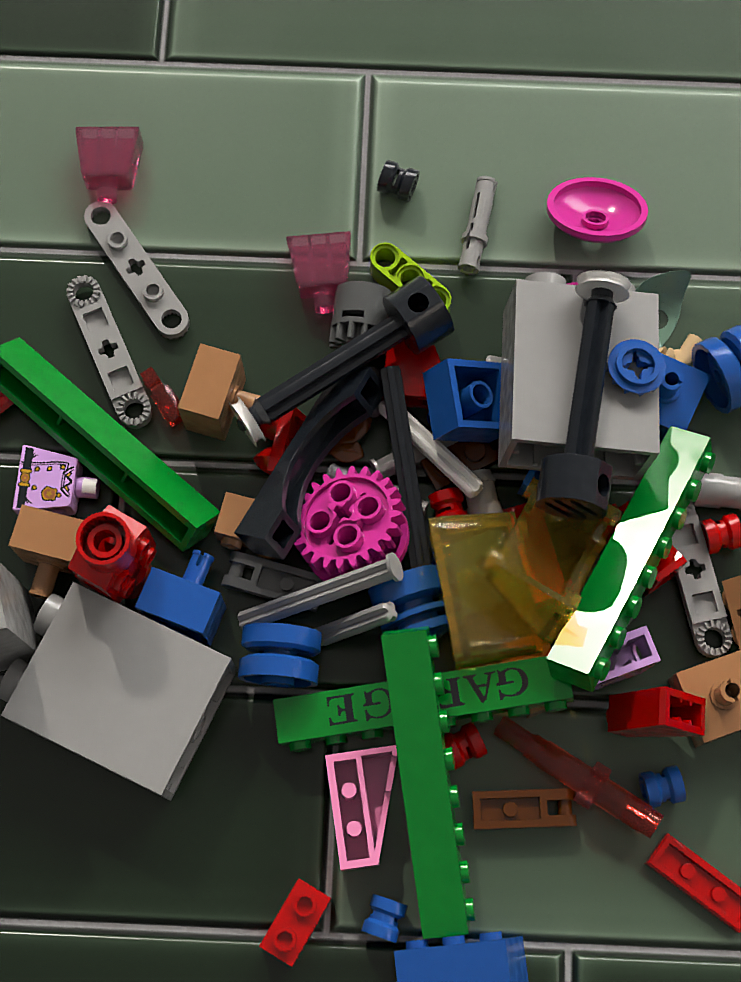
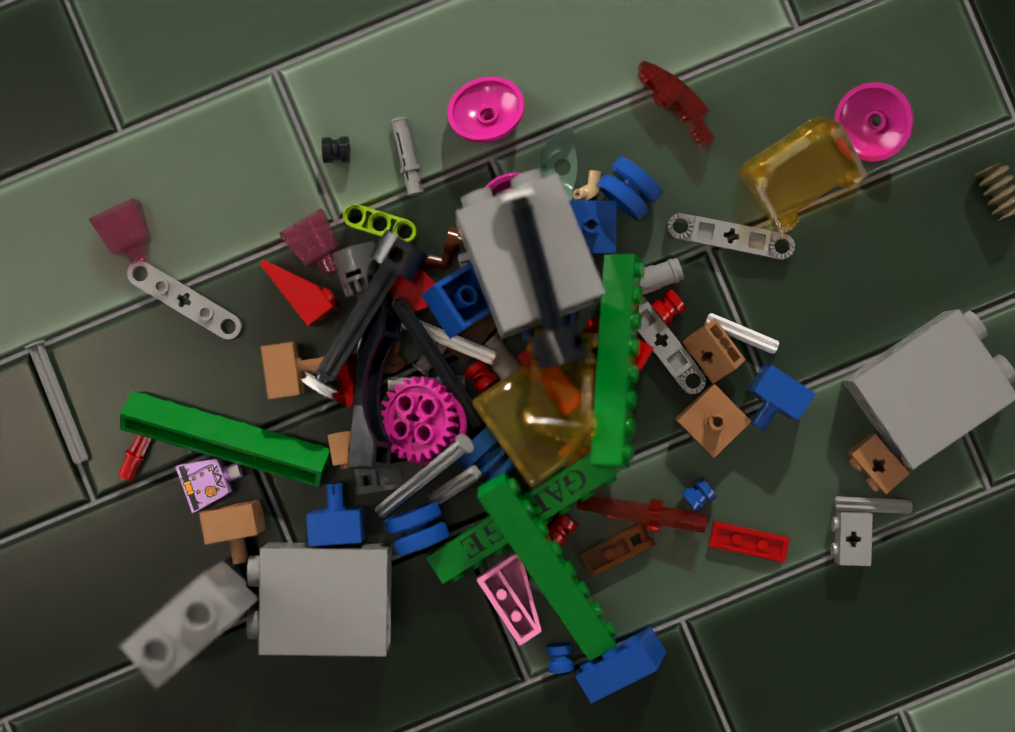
camera: 30 degrees left, 15 degrees up
(113, 555) = (278, 520): red brick -> none
(116, 372) = (211, 382): light grey piece -> none
(162, 397) = (250, 385): clear red bar -> none
(286, 326) = (308, 299): none -> red slope
(295, 922) = (506, 686): red brick -> none
(486, 341) = (452, 242): none -> reddish brown plate
(626, 662) = (645, 426): lavender torso -> none
(646, 357) = (567, 228): blue gear -> none
(656, 713) = (676, 455): red slope -> none

